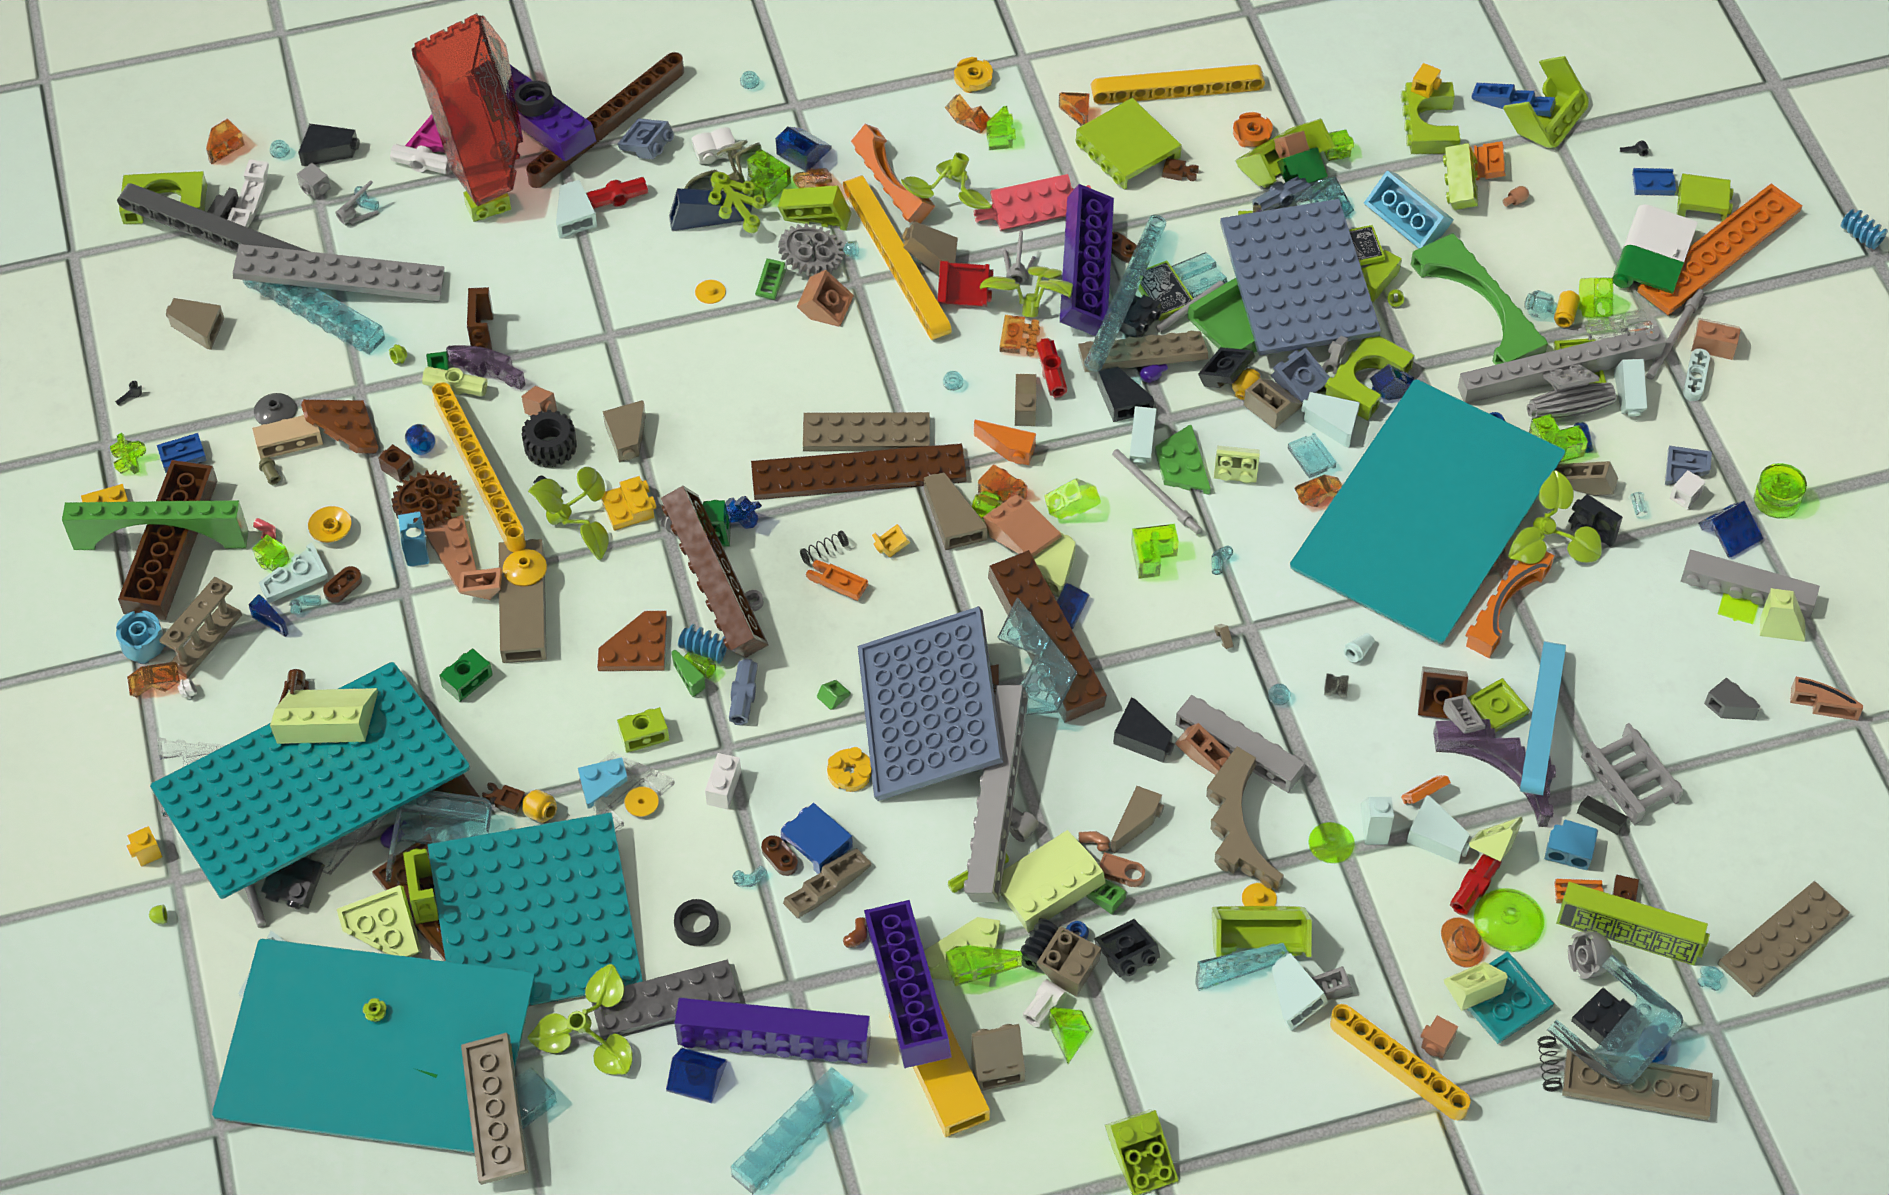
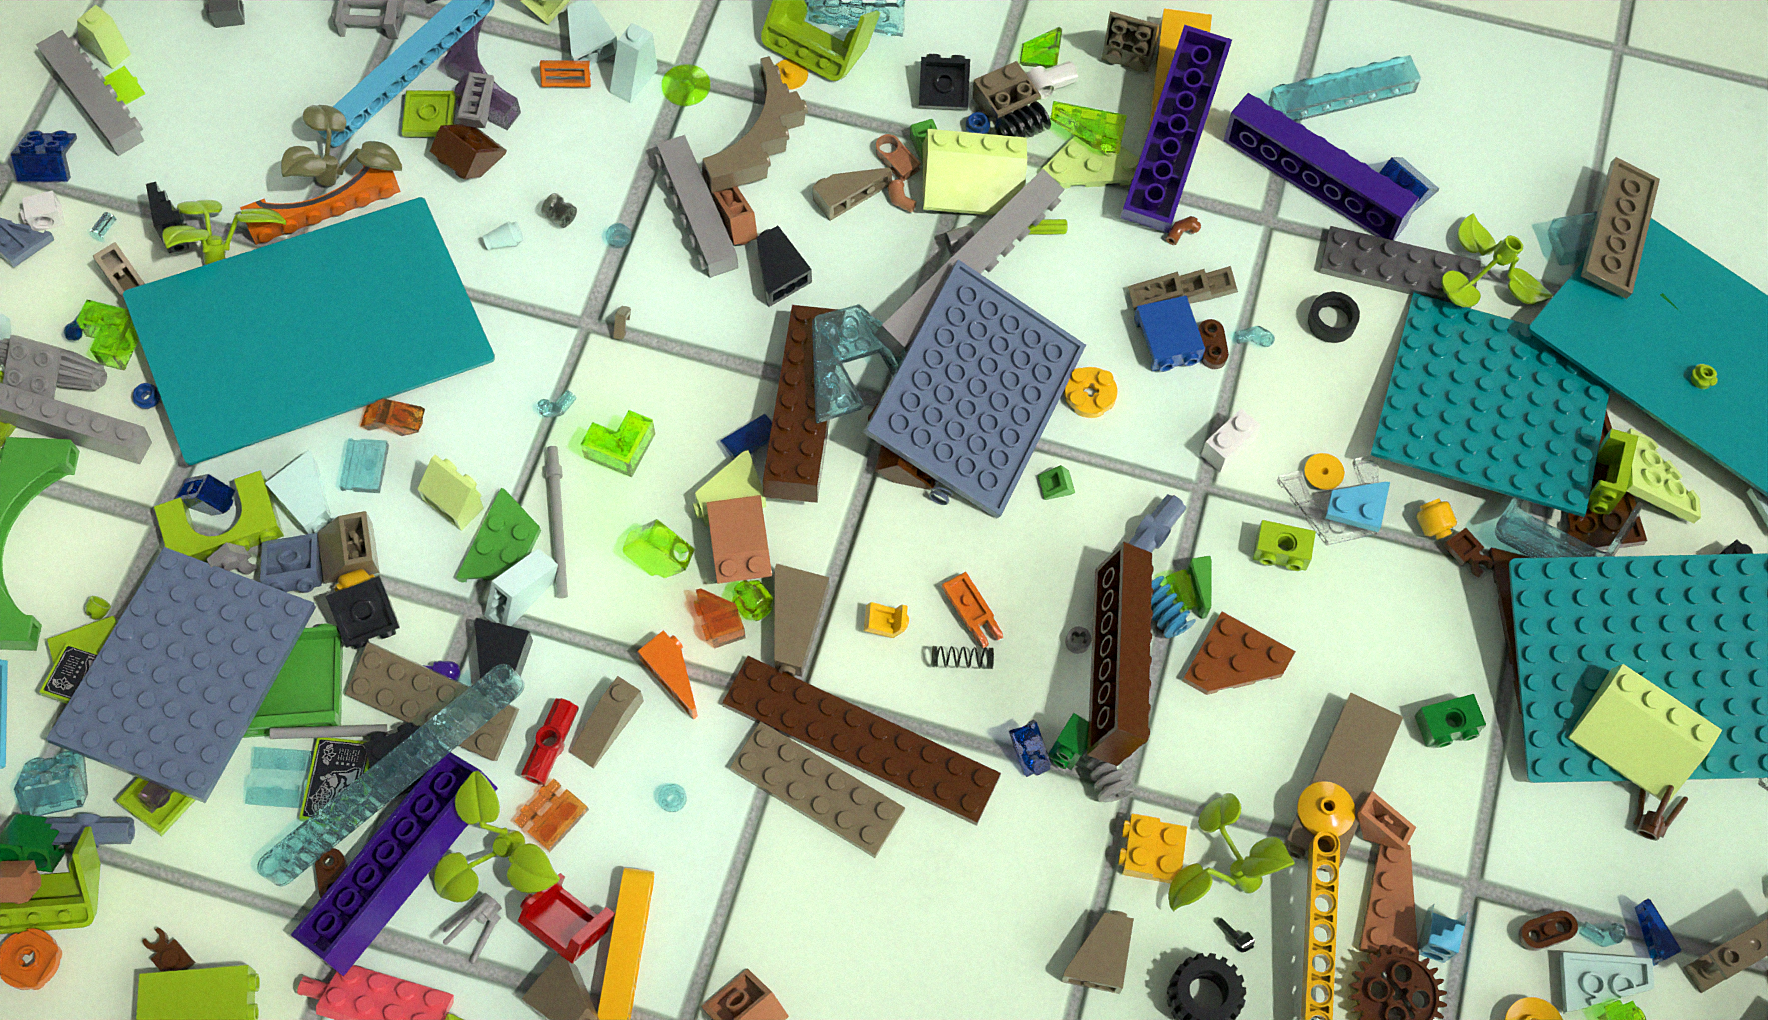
camera: 150 degrees left, 10 degrees up
(1528, 584) = (303, 161): none -> olive plant

